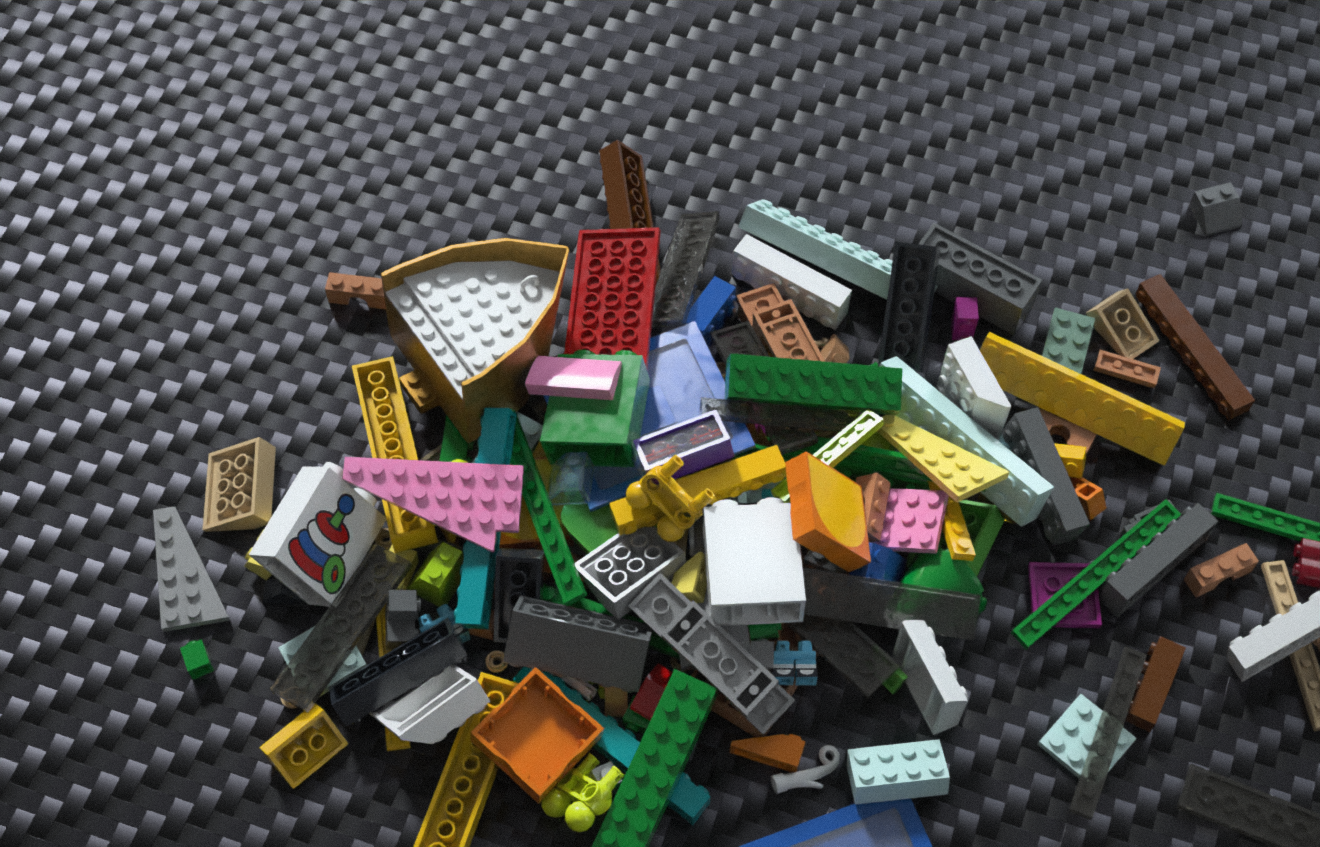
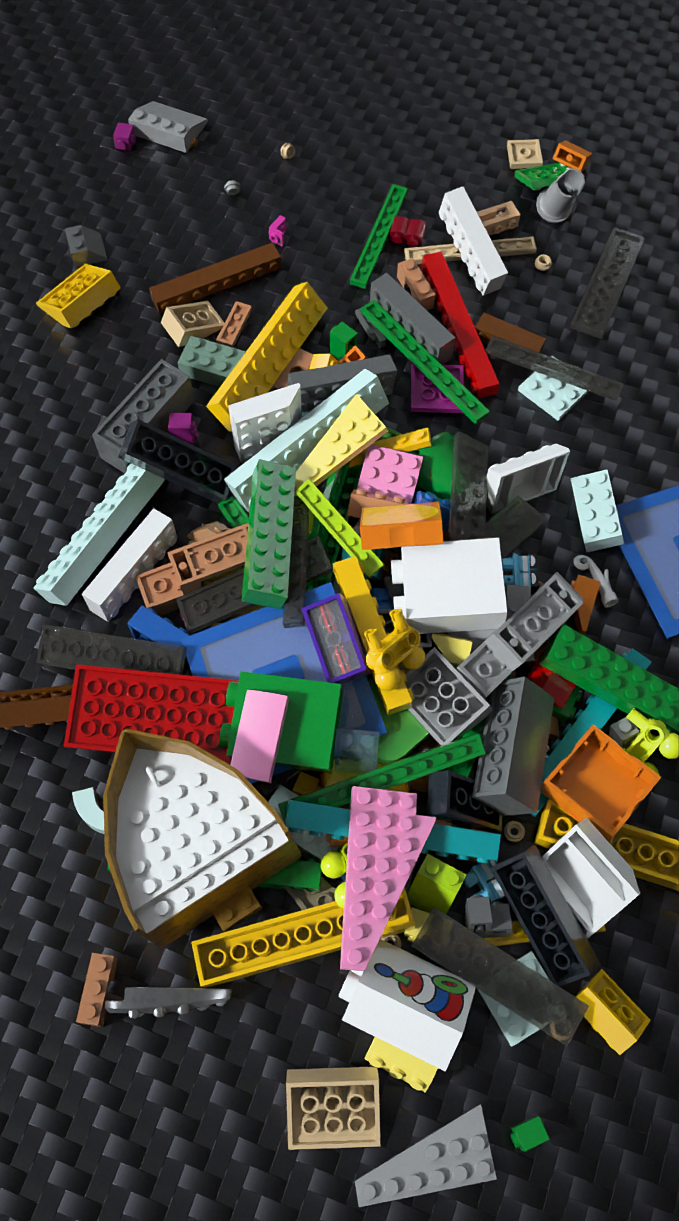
camera: 90 degrees left, 5 degrees up
(345, 343) = (164, 1000): none -> flat silver animal
(1113, 479) = (342, 340): none -> green brick
(1143, 209) = (79, 295): none -> yellow slope
(1168, 622) = (459, 324): none -> red brick
(1283, 409) = (277, 230): none -> dark pink bracket
(1298, 733) = (543, 262): none -> tan plate

